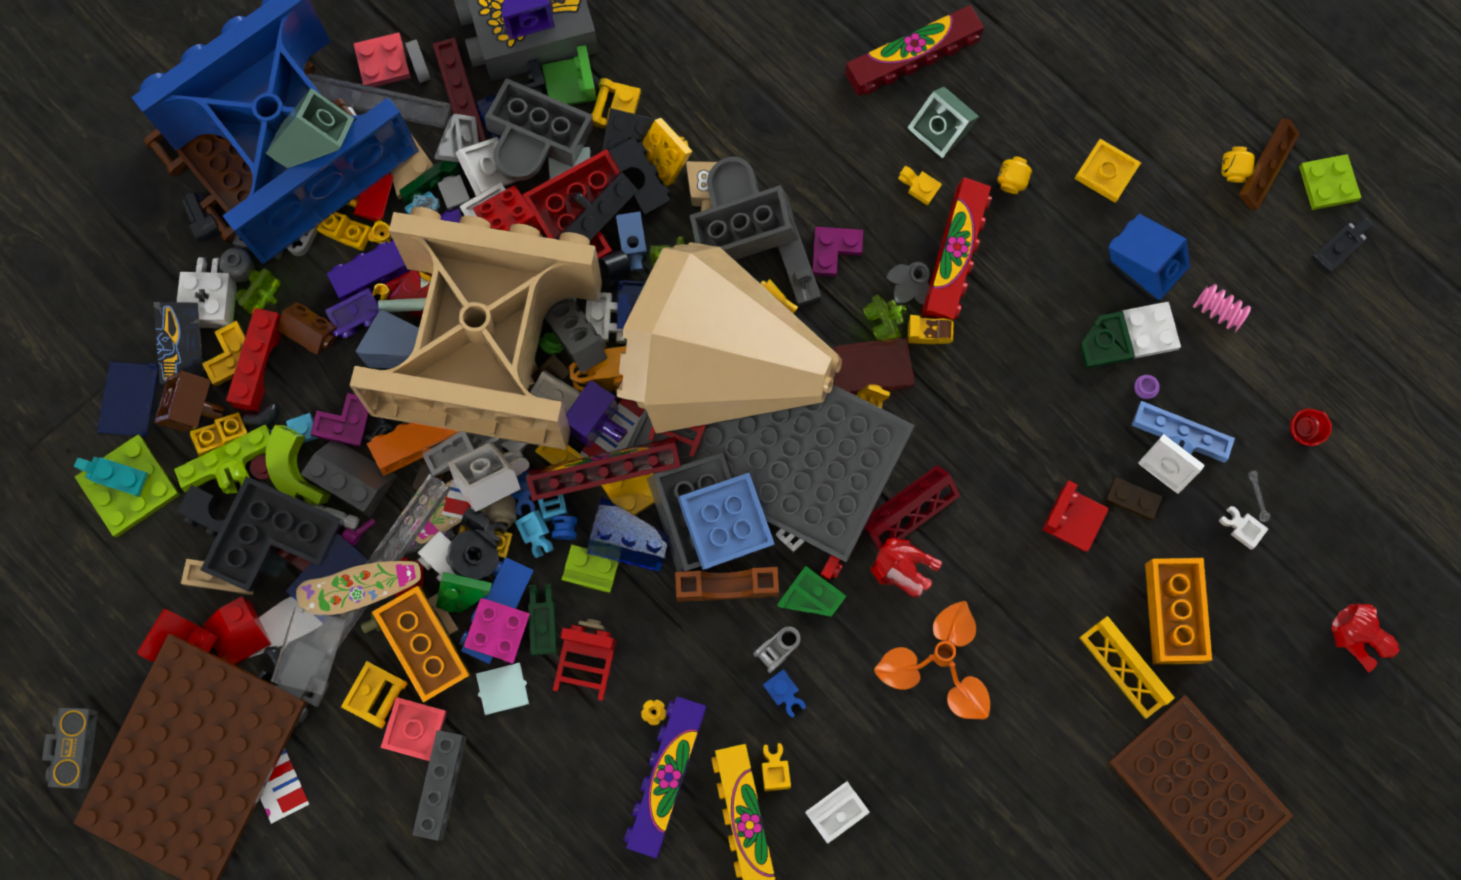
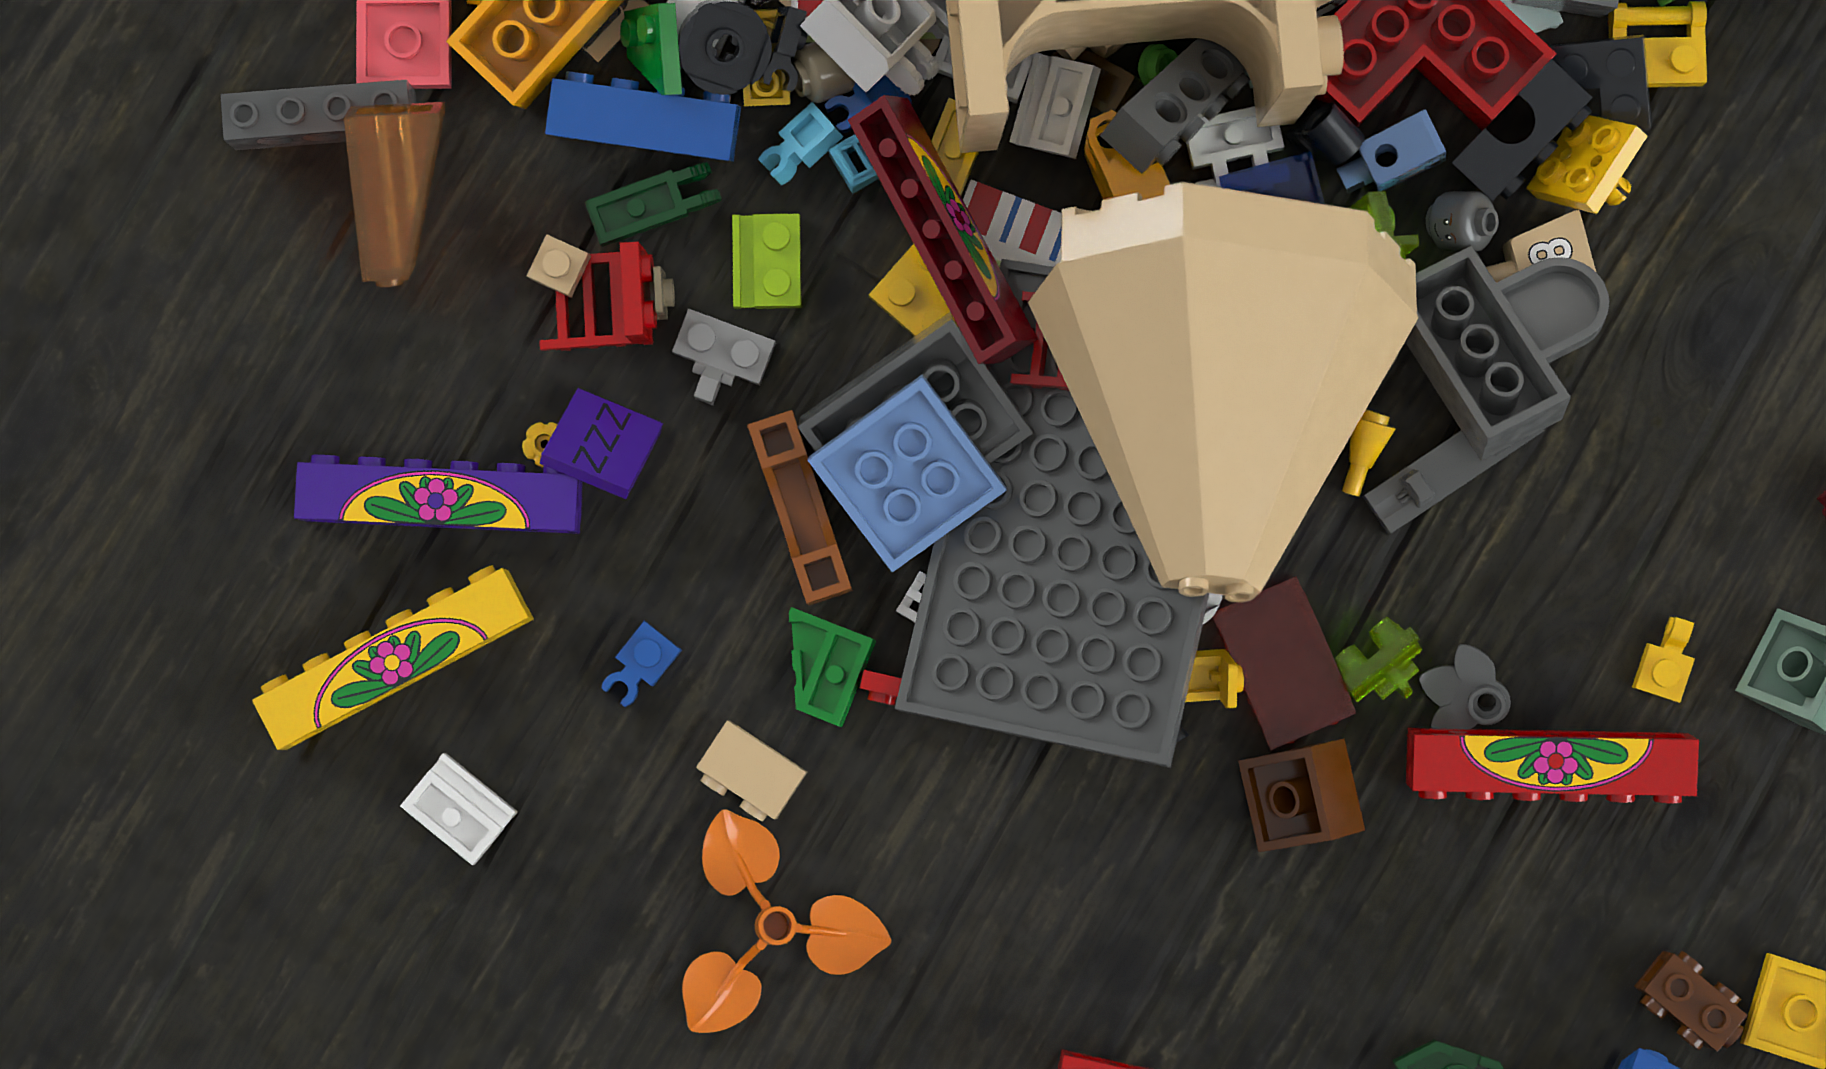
camera: 80 degrees right, 10 degrees up
(487, 751) = (391, 177): none -> clear orange slope
(496, 630) = (605, 129): dark pink bracket -> none
(502, 689) = (516, 171): light aqua piece -> none
(561, 677) = (558, 266): none -> tan plate
(564, 528) = (824, 192): blue wheel -> none
(593, 414) = (1038, 180): dark purple brick -> none
(601, 208) = (1421, 71): black plate -> none
(626, 538) = (834, 305): clear blue wedge -> none
(632, 605) = (721, 353): none -> light grey hinge
(663, 680) = (601, 443): none -> dark purple tile
(675, 218) = (1462, 221): none -> dark grey head
(775, 772) = (498, 684): yellow plate -> none
(777, 649) = (712, 629): light grey piece -> none
(830, 243) = (1500, 522): magenta plate -> none
(857, 649) = (751, 771): none -> tan brick
(897, 567) = (918, 799): red piece -> none
(909, 503) = (1038, 794): dark red fence -> none
(930, 330) = (1381, 753): yellow leg -> none
(942, 374) = (1301, 795): none -> reddish brown slope
(1014, 175) = (1736, 836): yellow head -> none
(1096, 214) = (1704, 1012): none -> reddish brown brick

